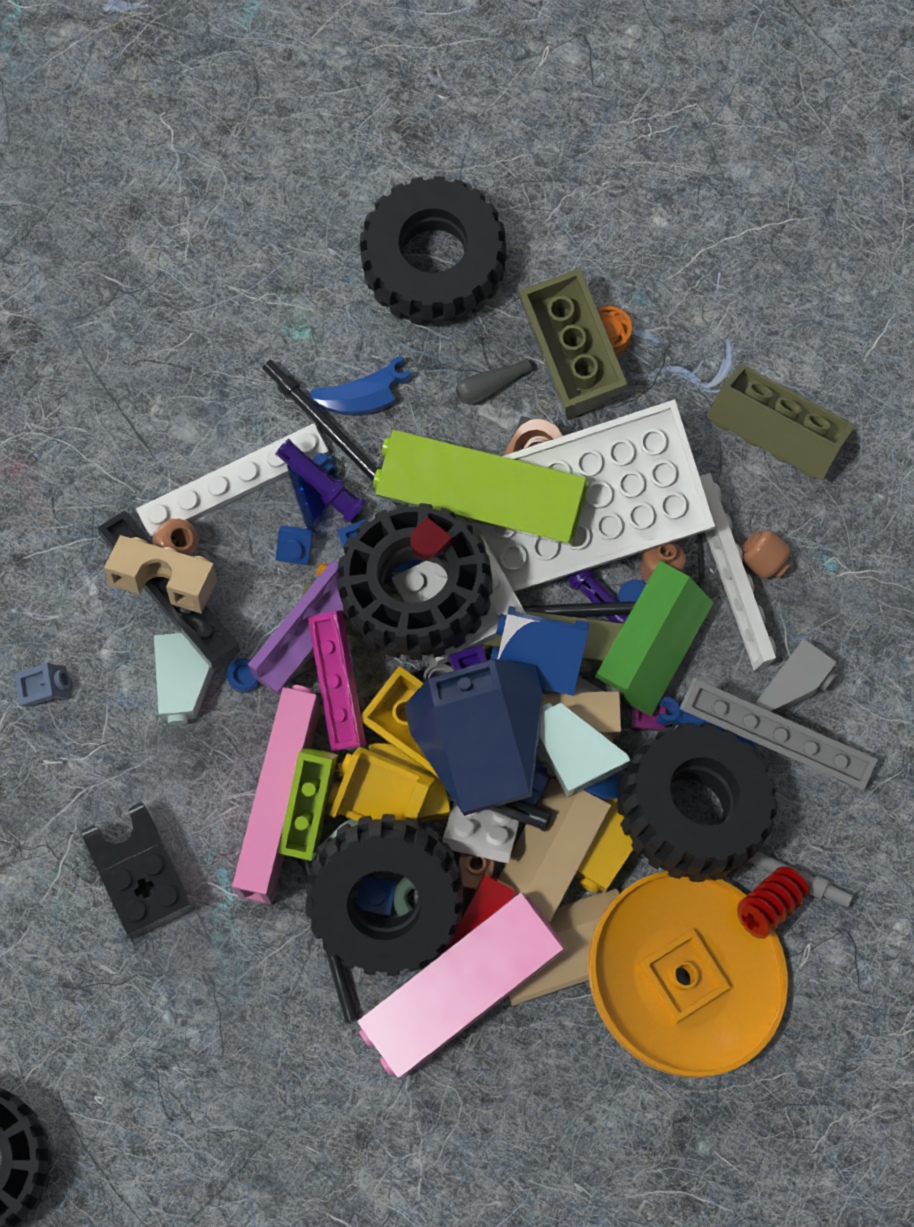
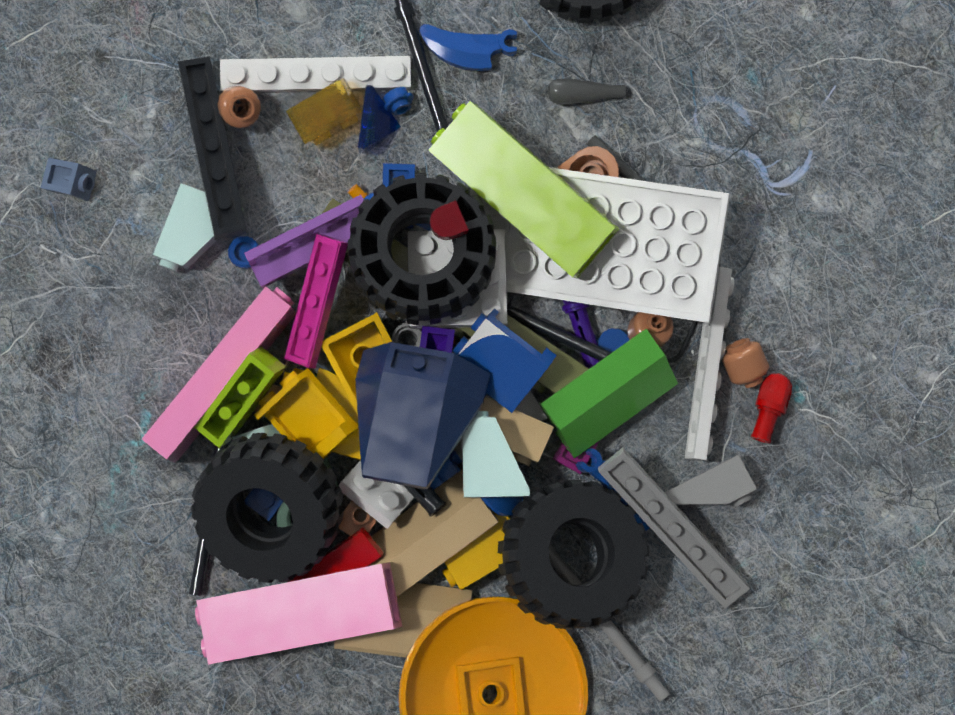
camera: 25 degrees right, 10 degrees up
(134, 864) = (76, 374): black brick -> none
(136, 562) = (193, 113): tan arch -> none
(258, 509) = (325, 111): none -> clear yellow brick
(294, 545) = (341, 158): blue plate -> none
(331, 489) = (395, 125): dark purple pin -> none
(572, 342) = (670, 92): olive slope -> none
(617, 327) = (708, 95): orange wheel -> none
(772, 901) = (596, 668): red piece -> none
(780, 422) = (819, 249): olive slope -> none
(809, 580) = (771, 404): none -> red arm

